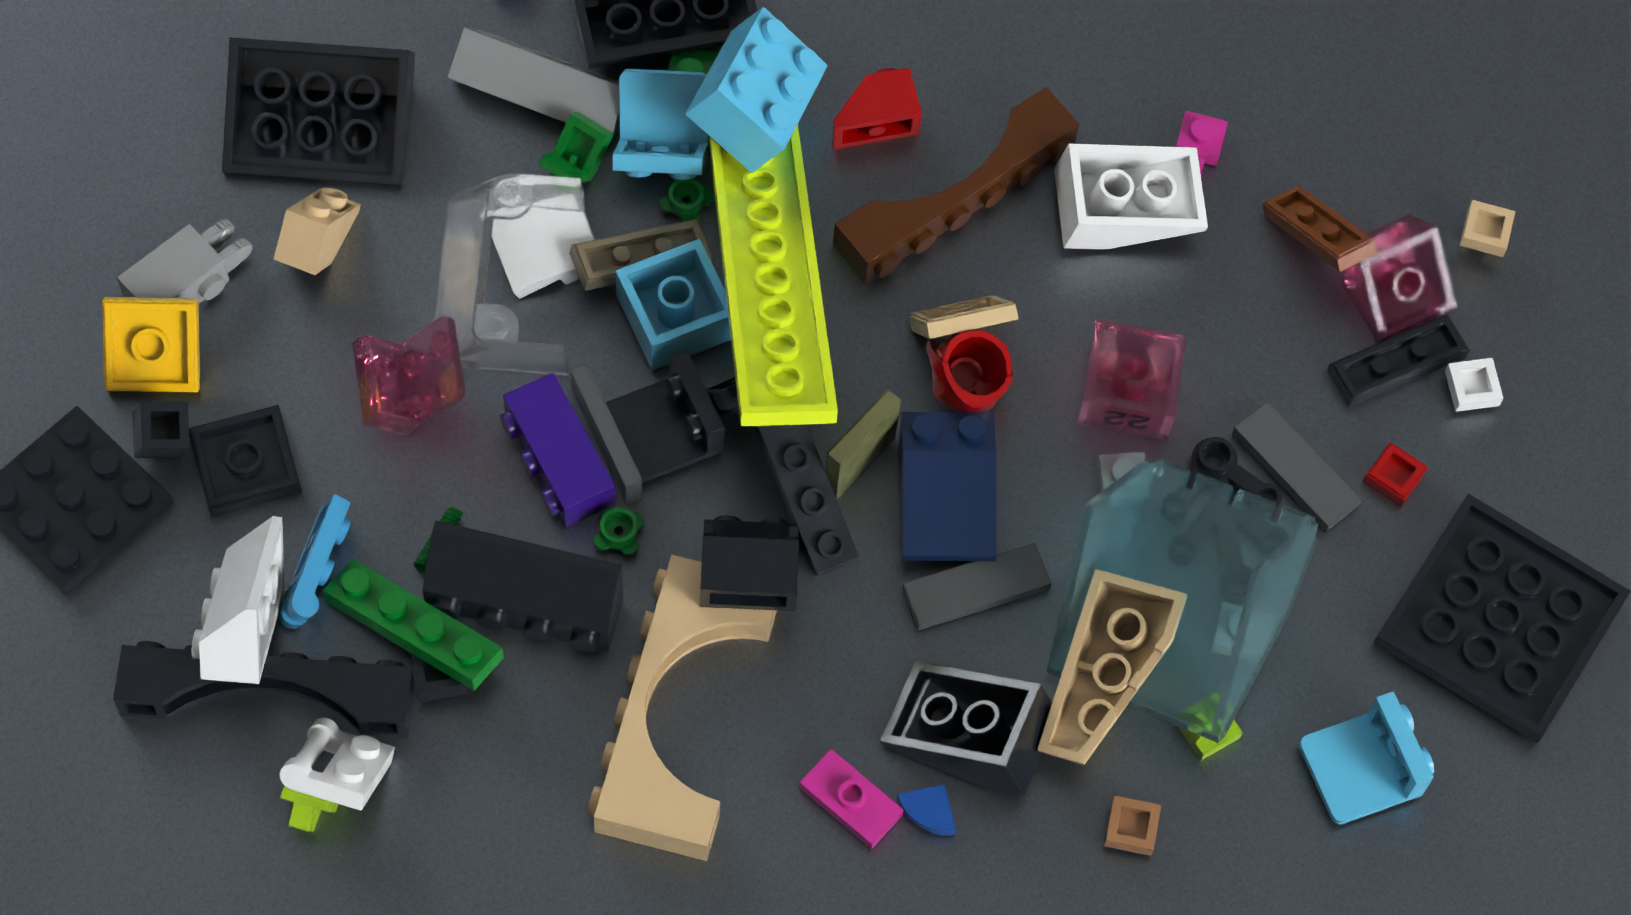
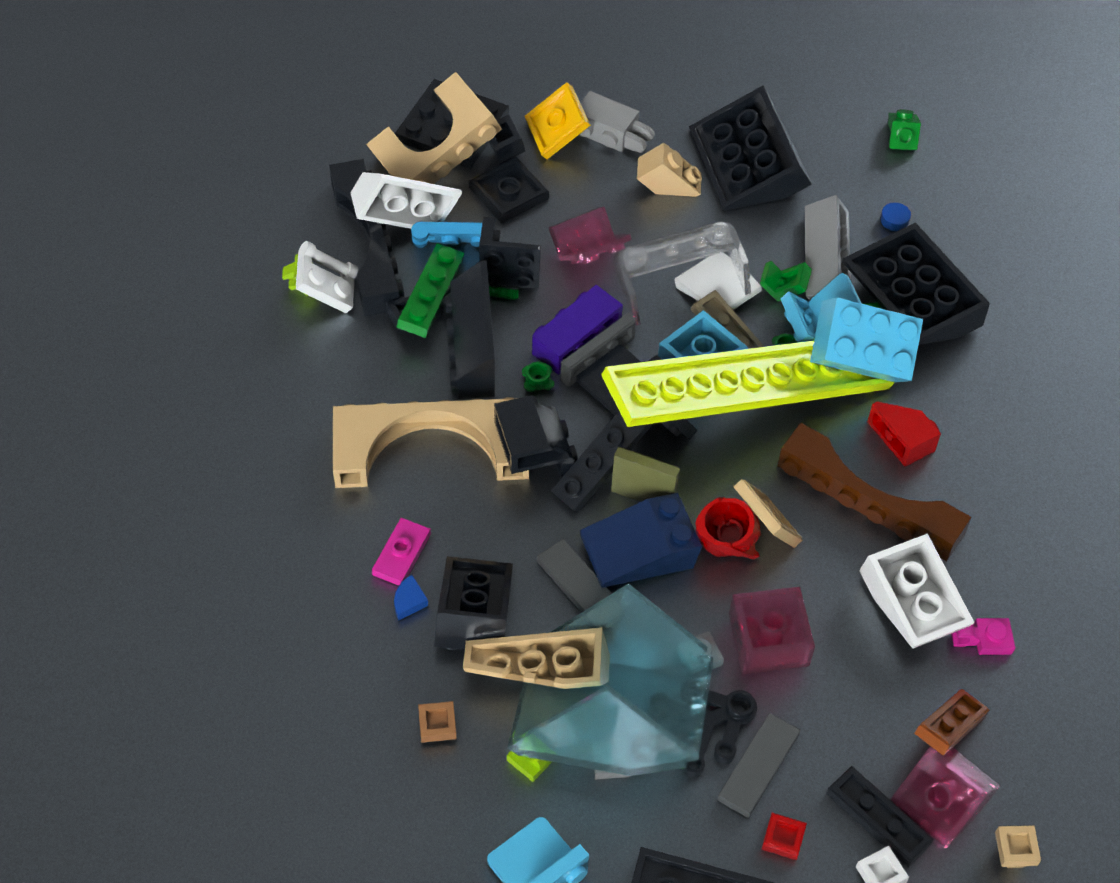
camera: 75 degrees right, 10 degrees down
(145, 458) = (470, 130): none -> tan arch
(402, 523) = (506, 261): none -> black bracket

